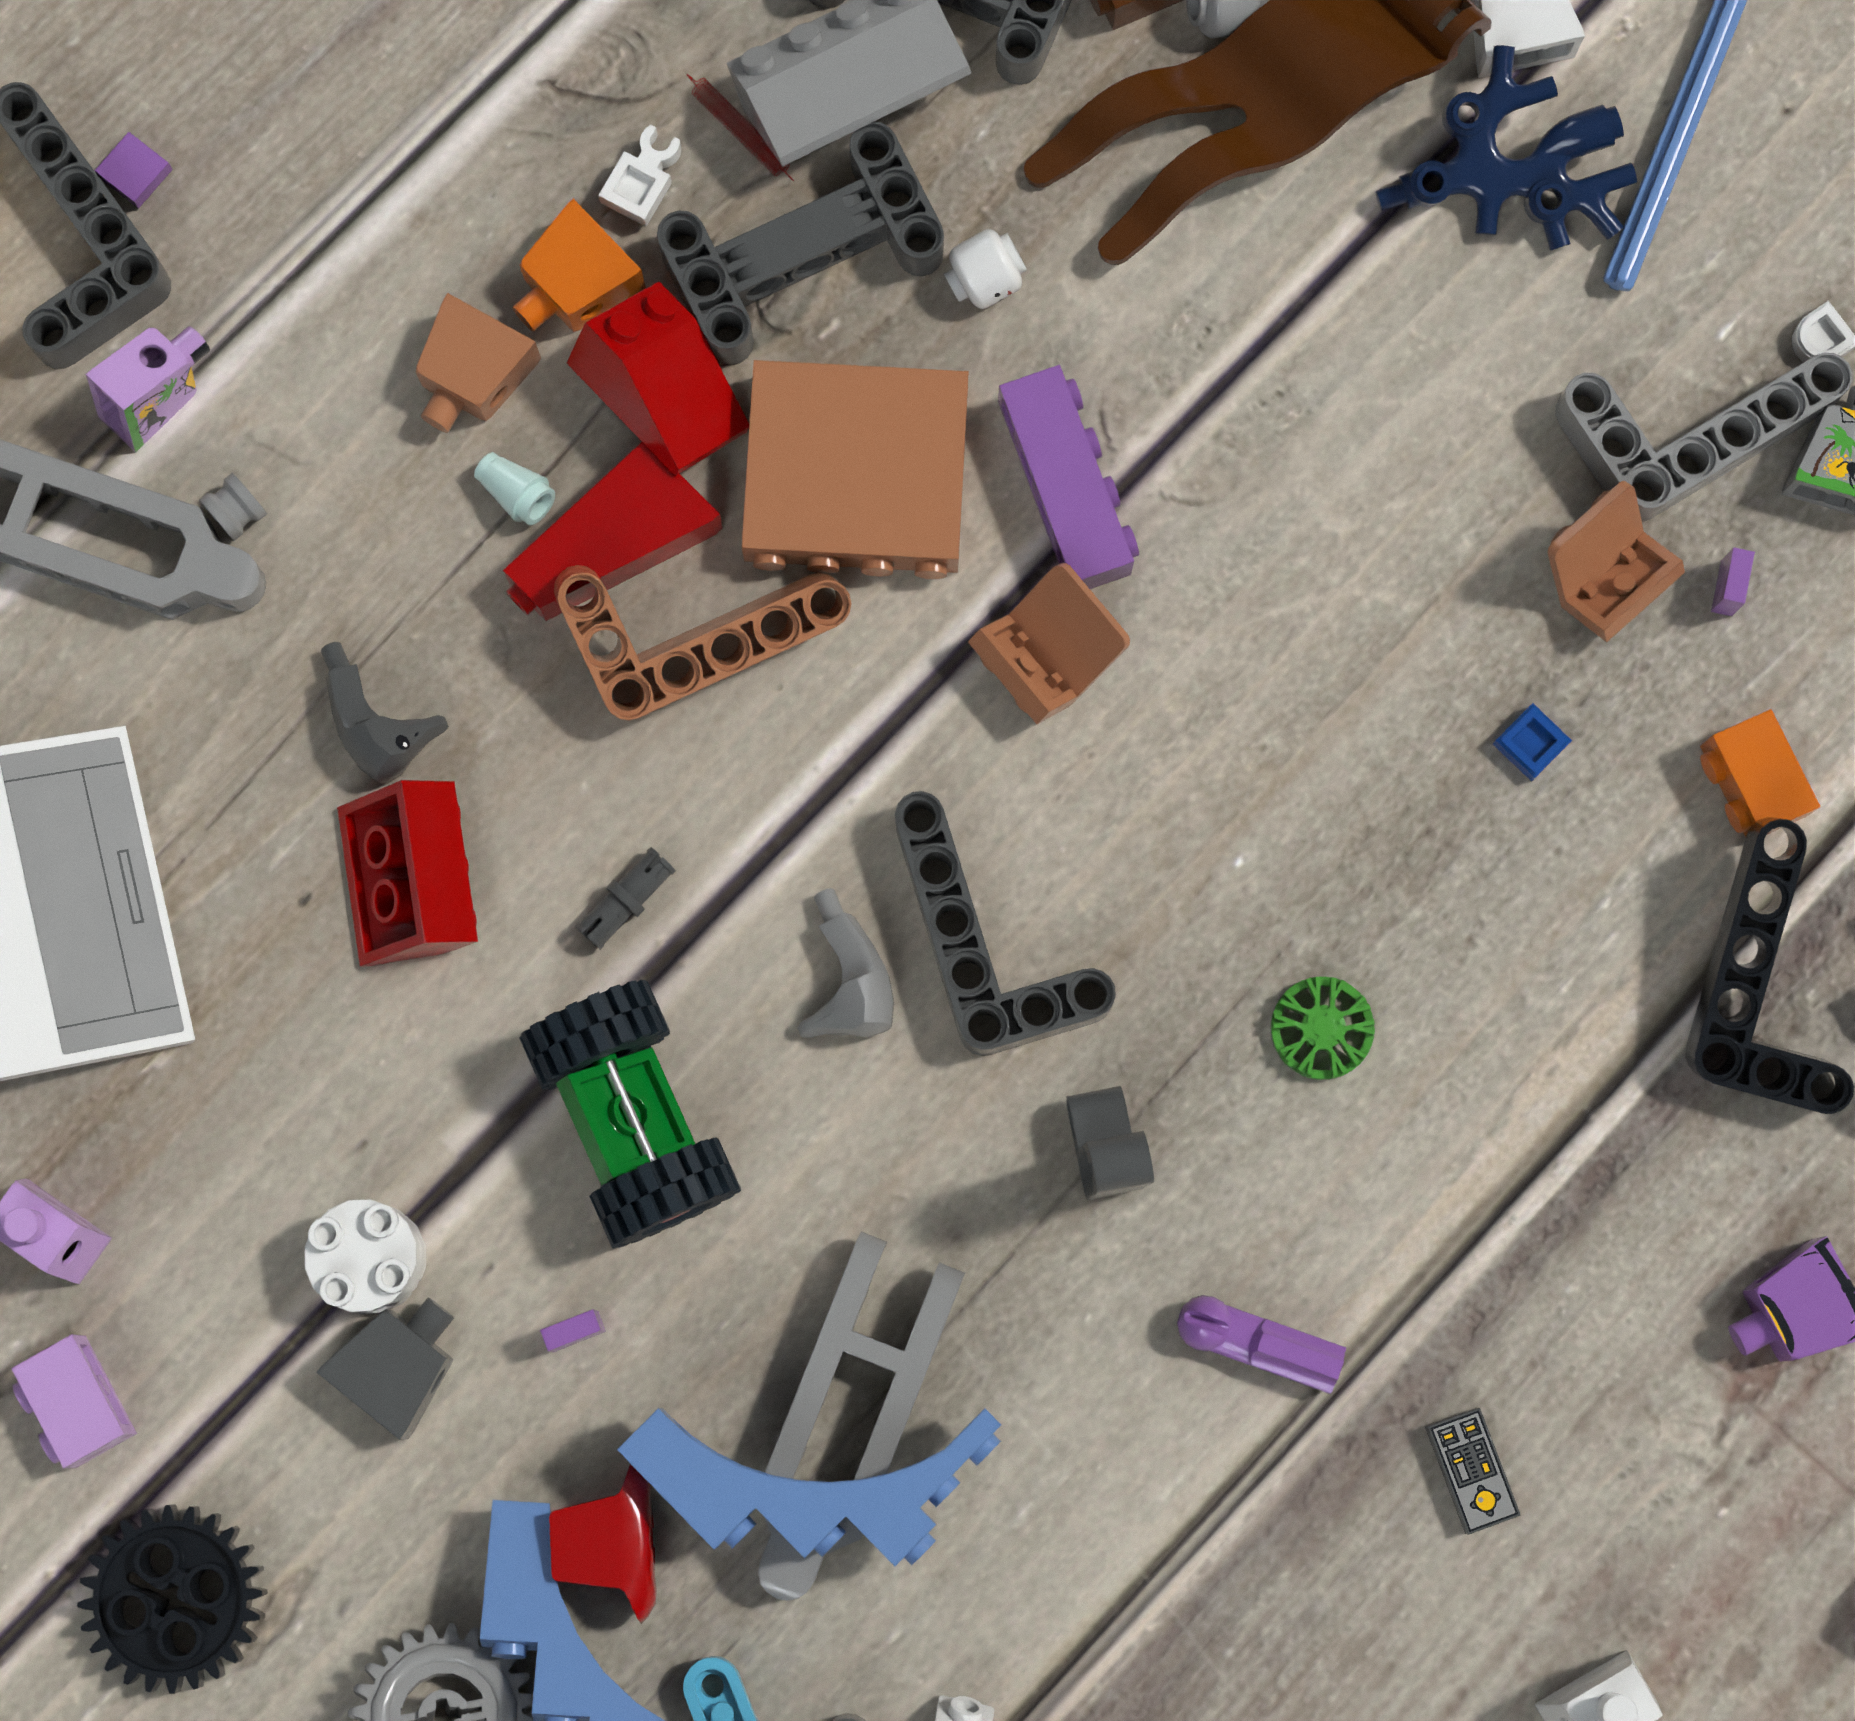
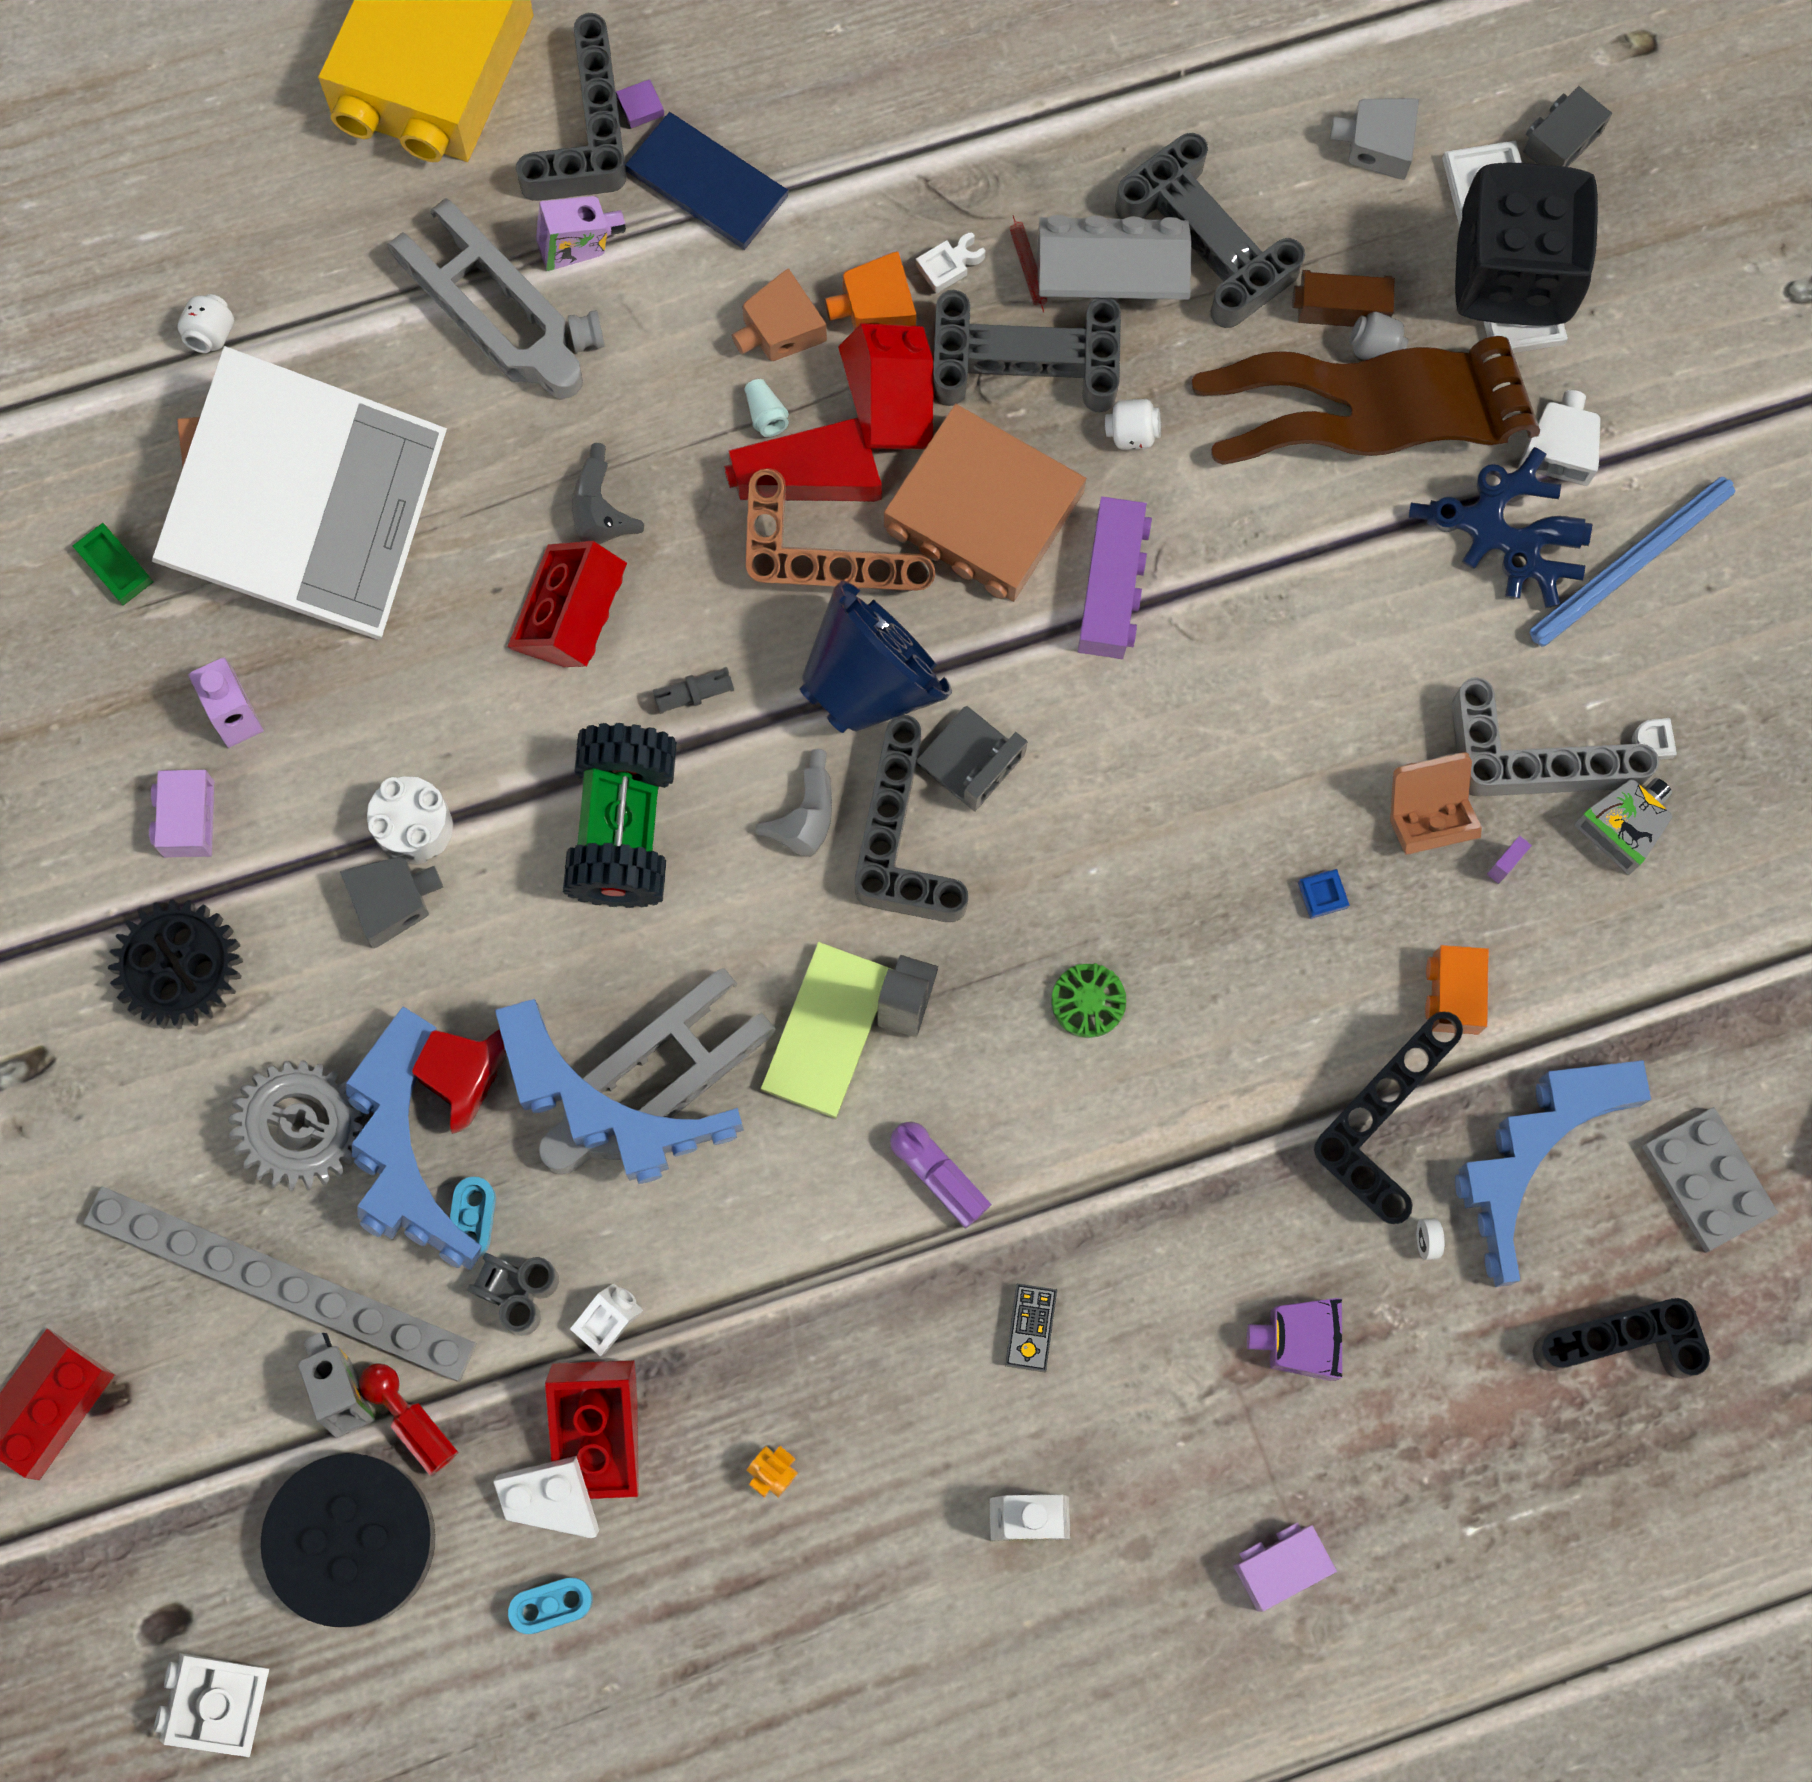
camera: 25 degrees right, 5 degrees down
(274, 227) = (706, 180): none -> dark blue tile
(573, 1330) = (511, 933): medium lavender tile -> none
(833, 756) = (867, 665): none -> dark blue cone
(1016, 800) = (972, 757): none -> dark grey bracket
(1026, 1238) = (826, 1031): none -> yellowish green tile
(1051, 644) = (1045, 672): nougat bracket -> none

